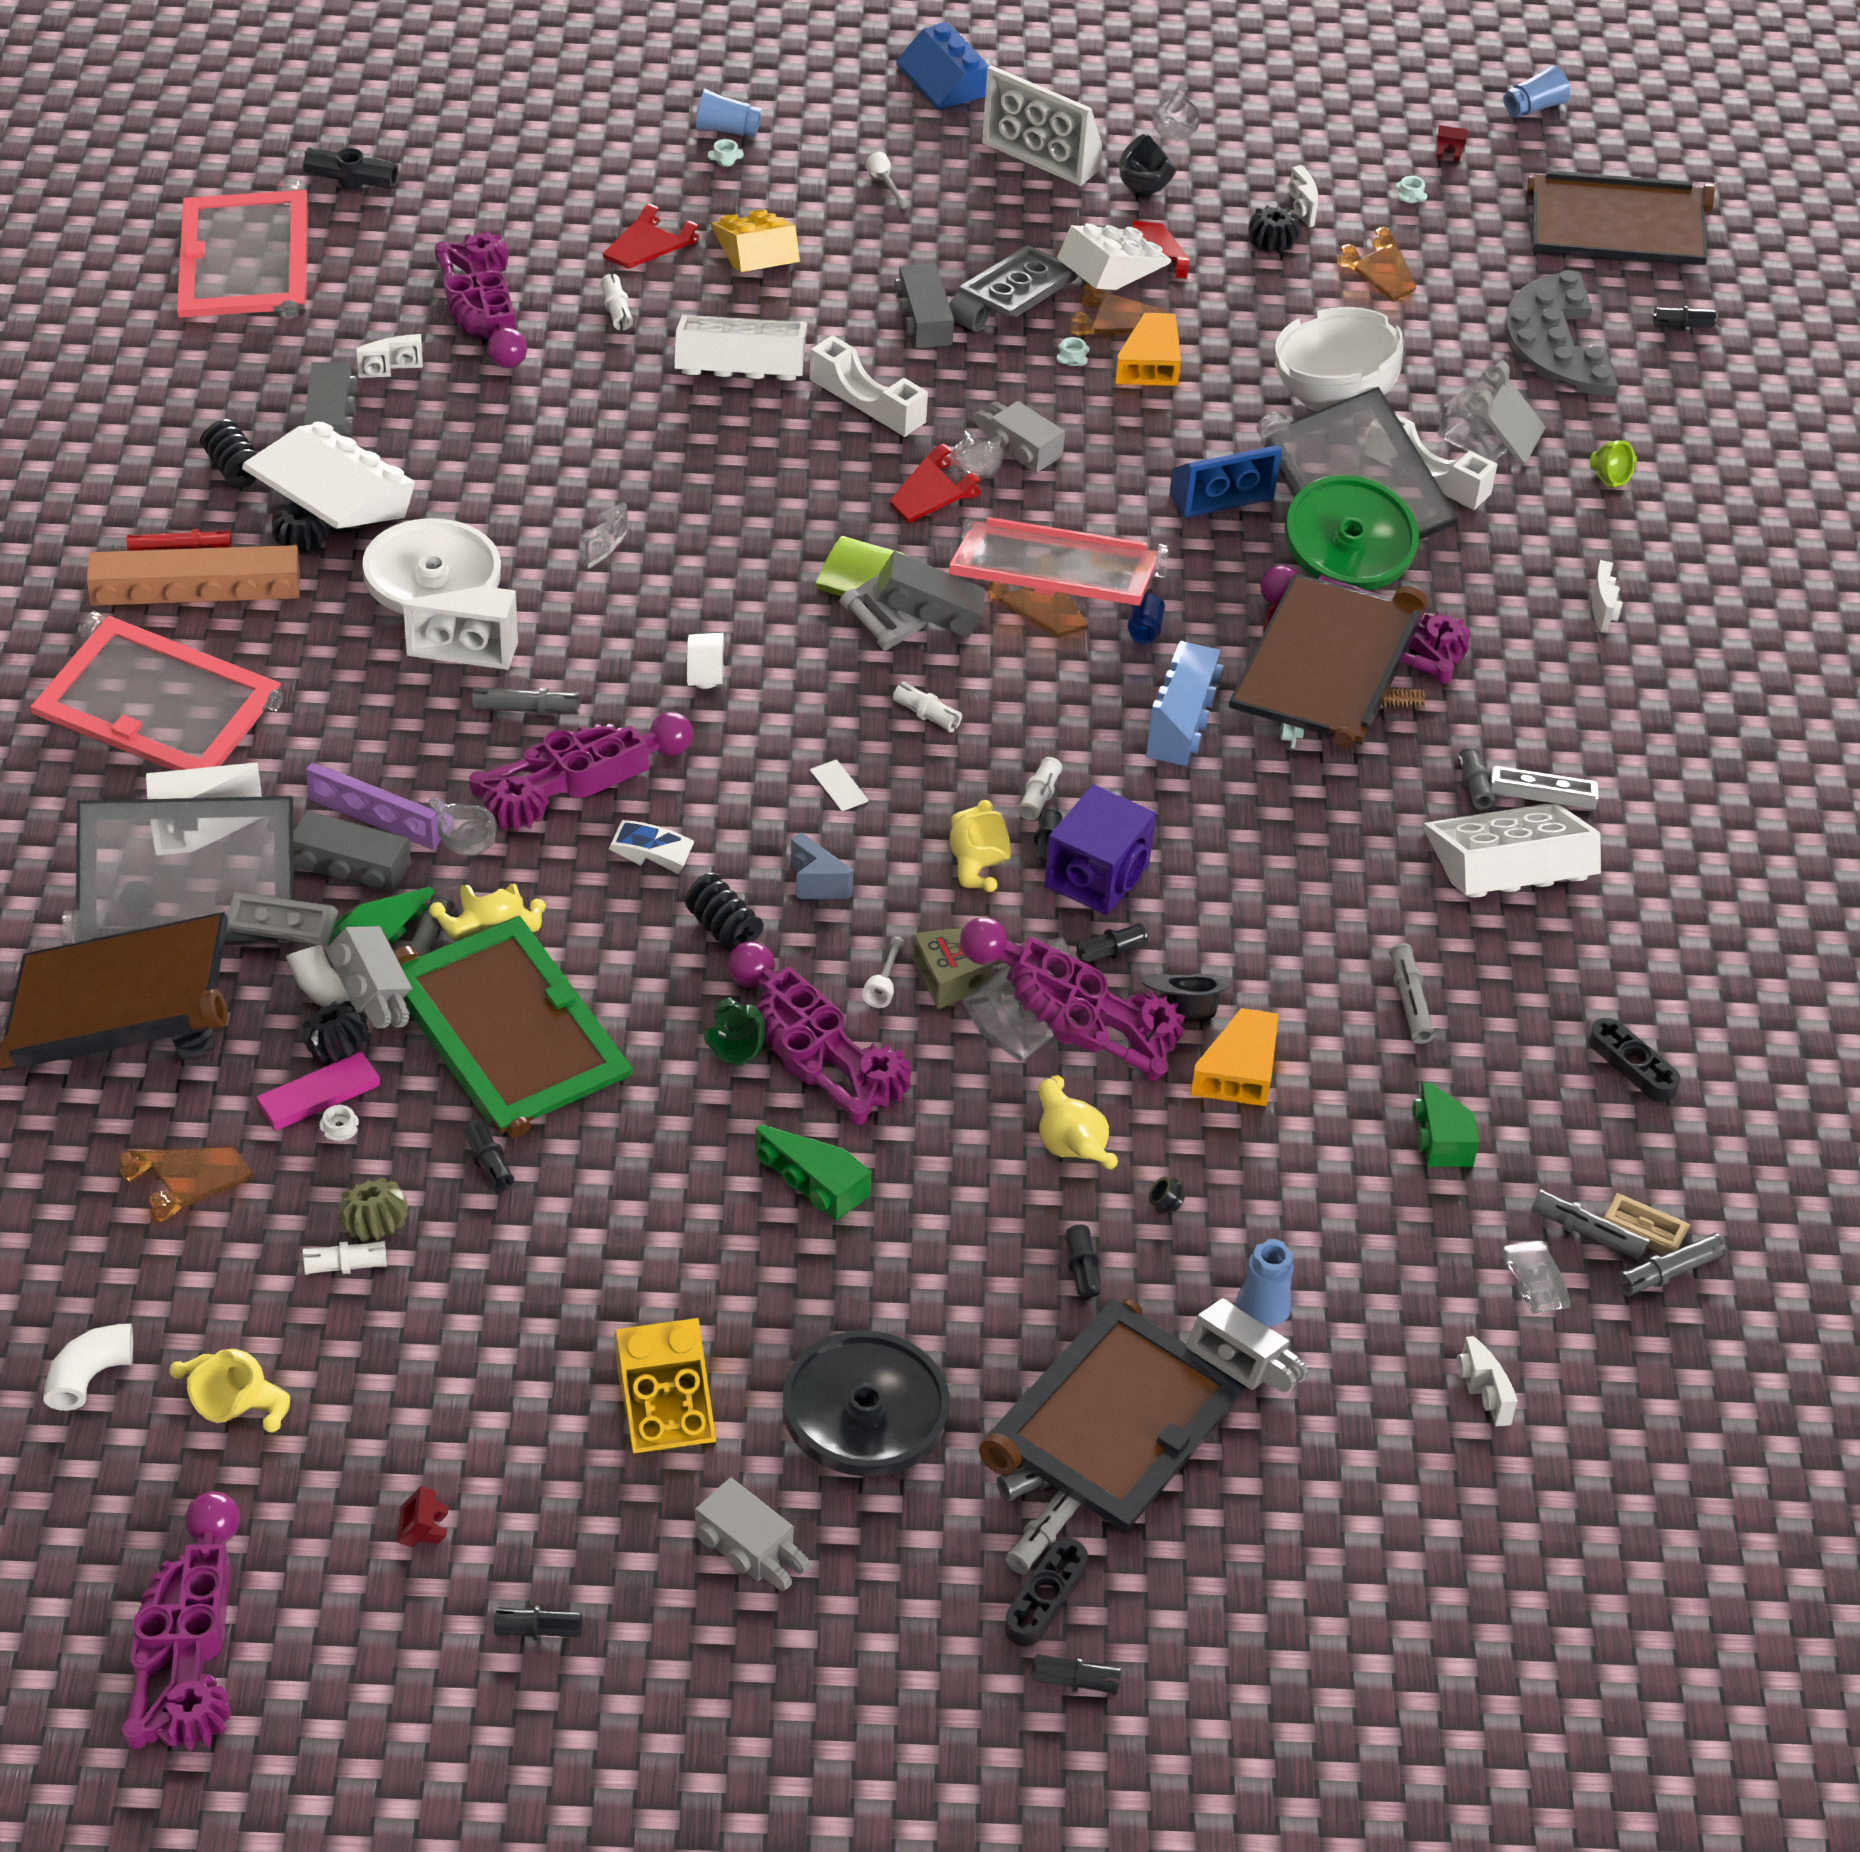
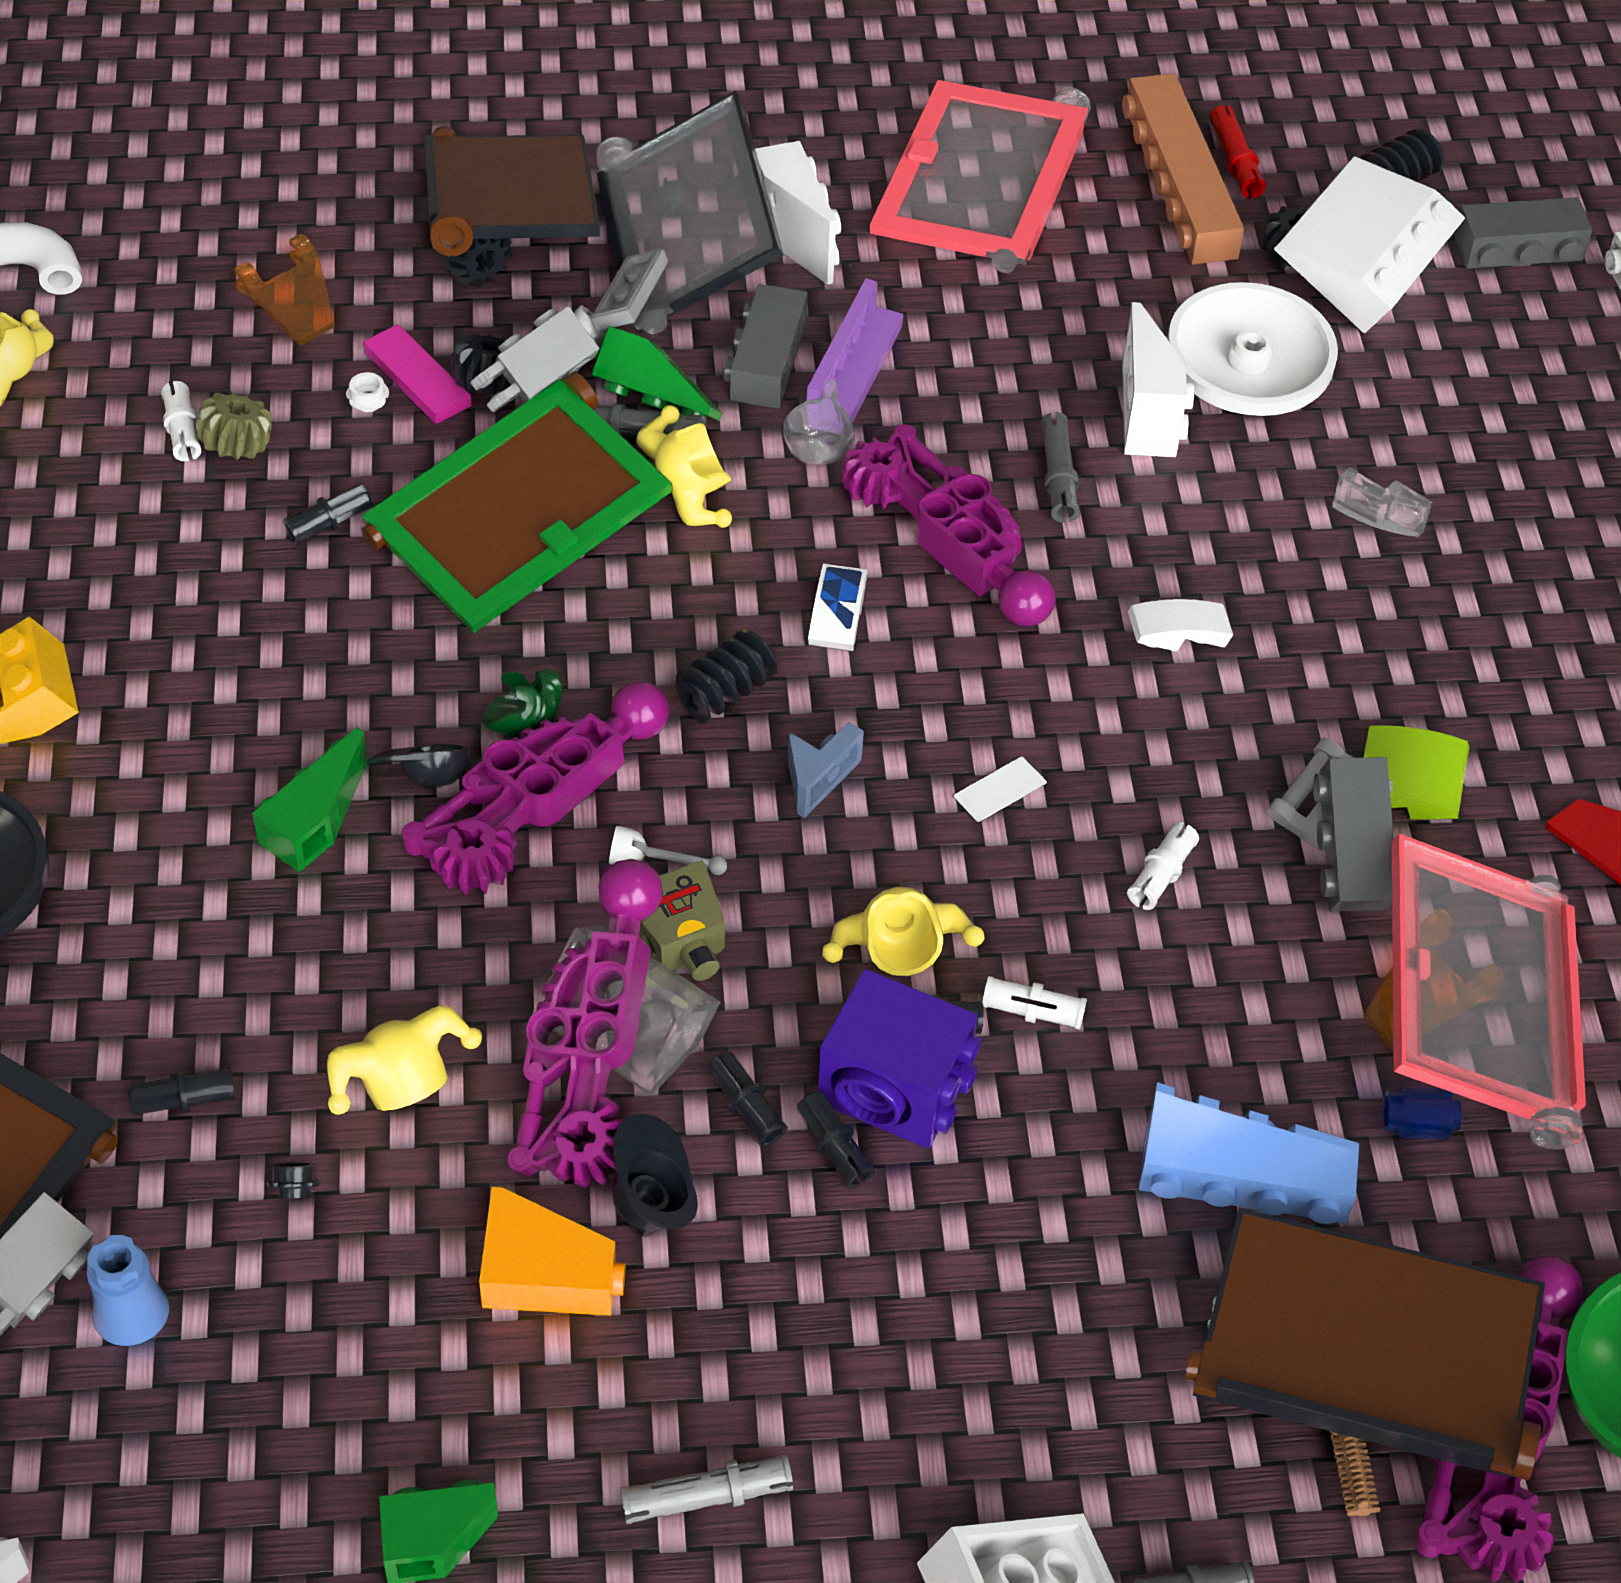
camera: 85 degrees right, 5 degrees up
(780, 1097) = (428, 764): none -> black cap
(1148, 901) = (835, 1139): none -> black axle

